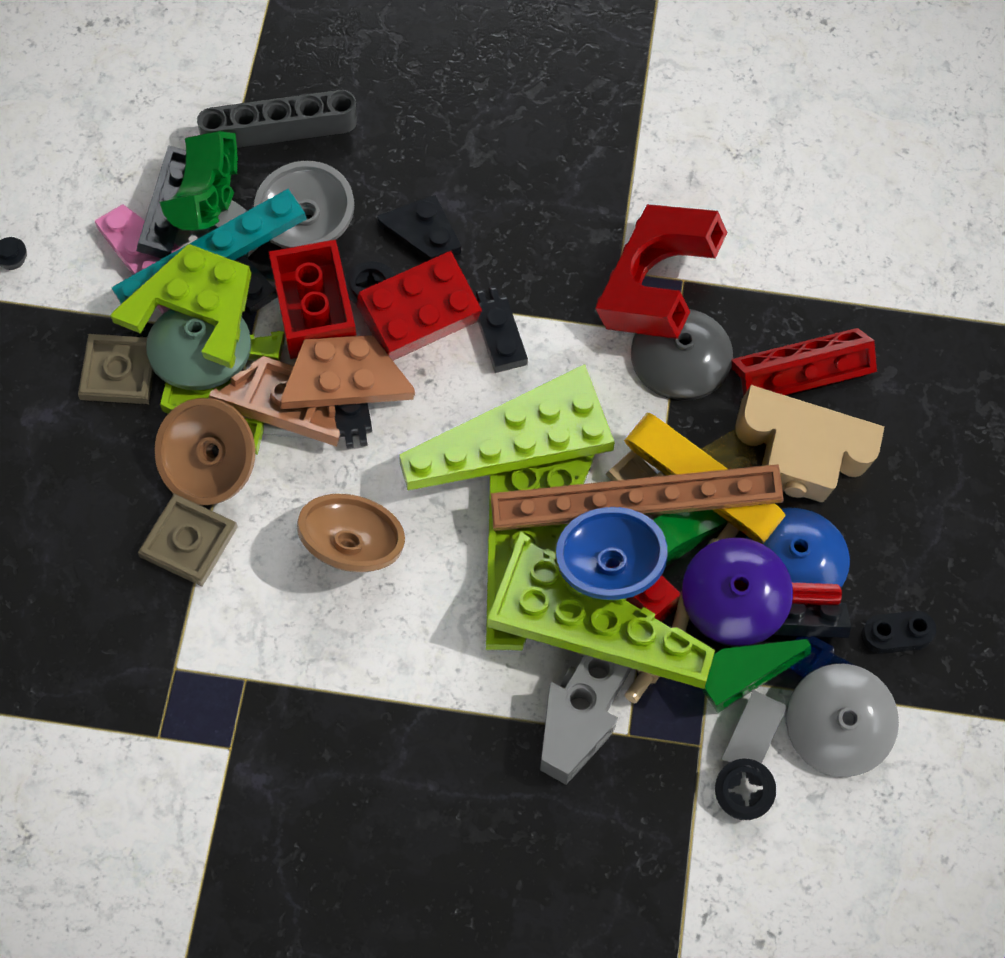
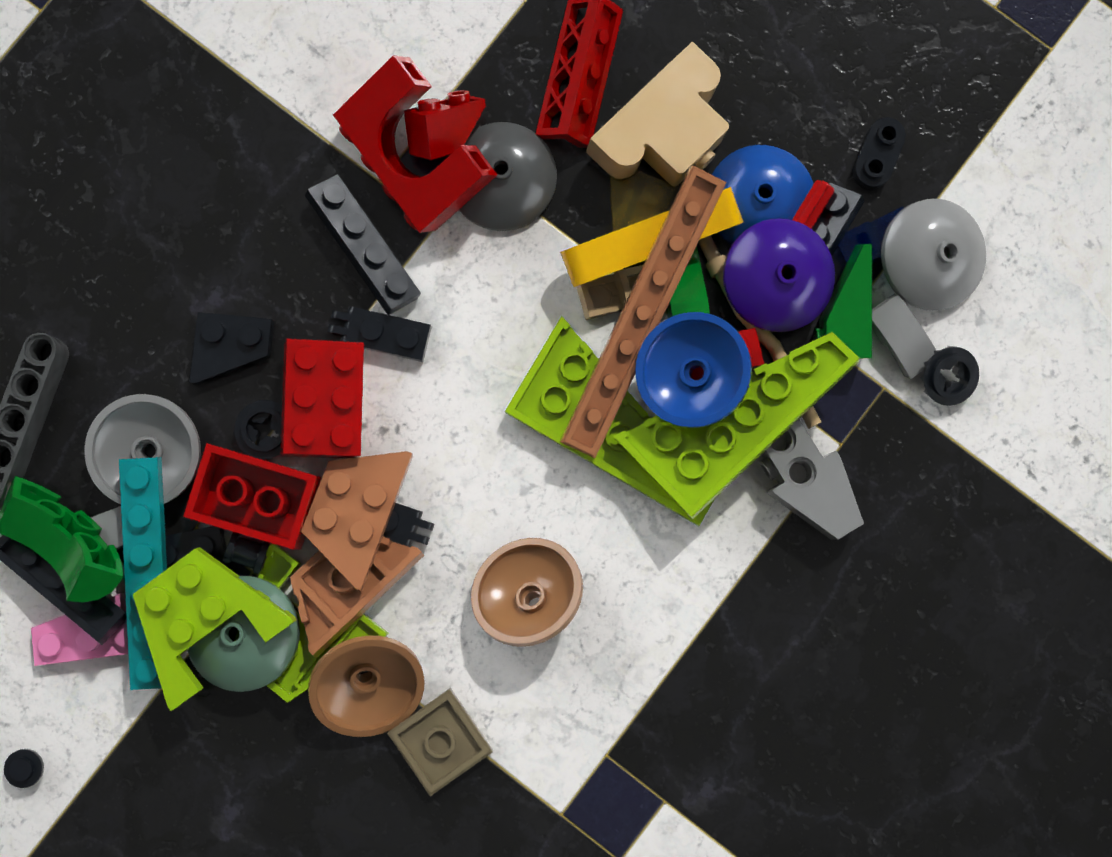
camera: 60 degrees left, 20 degrees up
(116, 370) = (219, 724): dark tan tile -> none
(264, 315) = (246, 552): none -> black bush
(531, 430) = (512, 361): lime wing -> none
(560, 280) = (362, 244): none -> black plate
(696, 285) = (442, 125): none -> red slope

